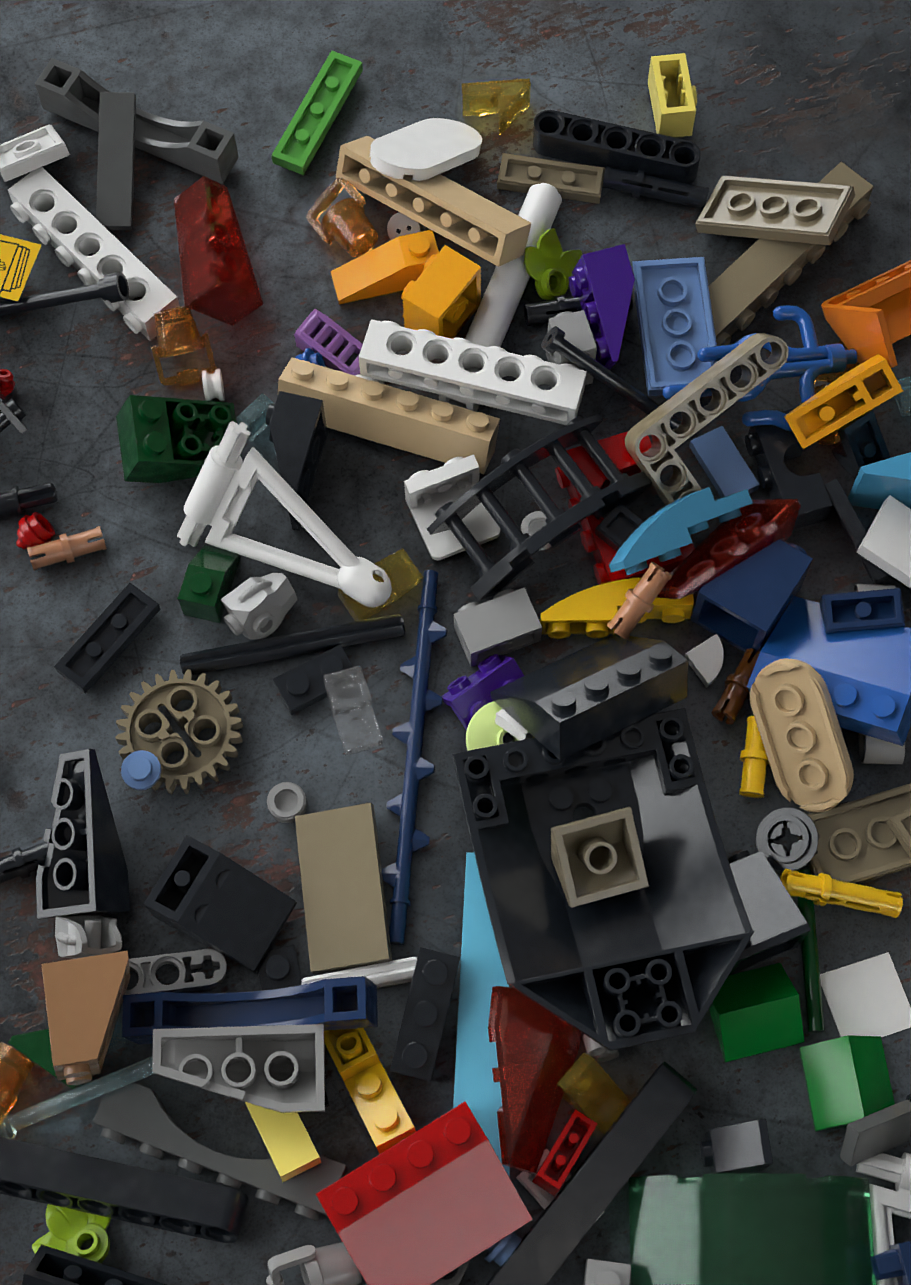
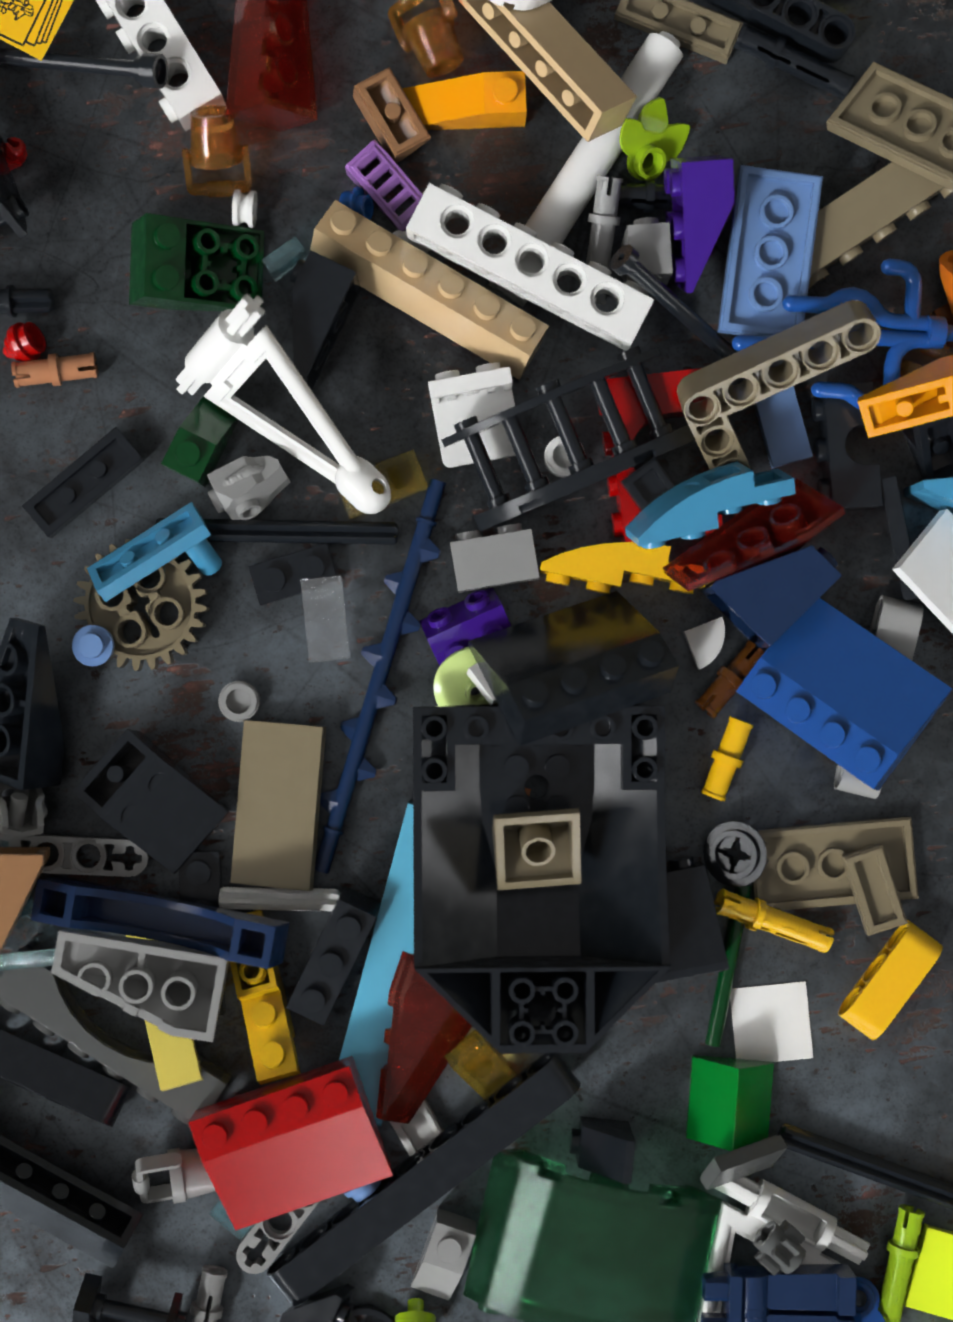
camera: 15 degrees right, 20 degrees up
(204, 654) = (154, 548): none -> dark azure piece
(324, 290) = (390, 115): none -> medium nougat slope
(402, 225) = (492, 57): light grey tile -> none
(443, 294) = (516, 160): light orange brick -> none
(526, 325) = (603, 224): none -> light grey pin
(564, 1152) = (439, 1112): red piece -> none
(639, 600) = (647, 577): nougat pin -> none
(757, 1013) = (662, 1020): green slope -> none
(801, 735) = (778, 756): tan tile -> none
(862, 610) = (878, 638): dark blue slope -> none

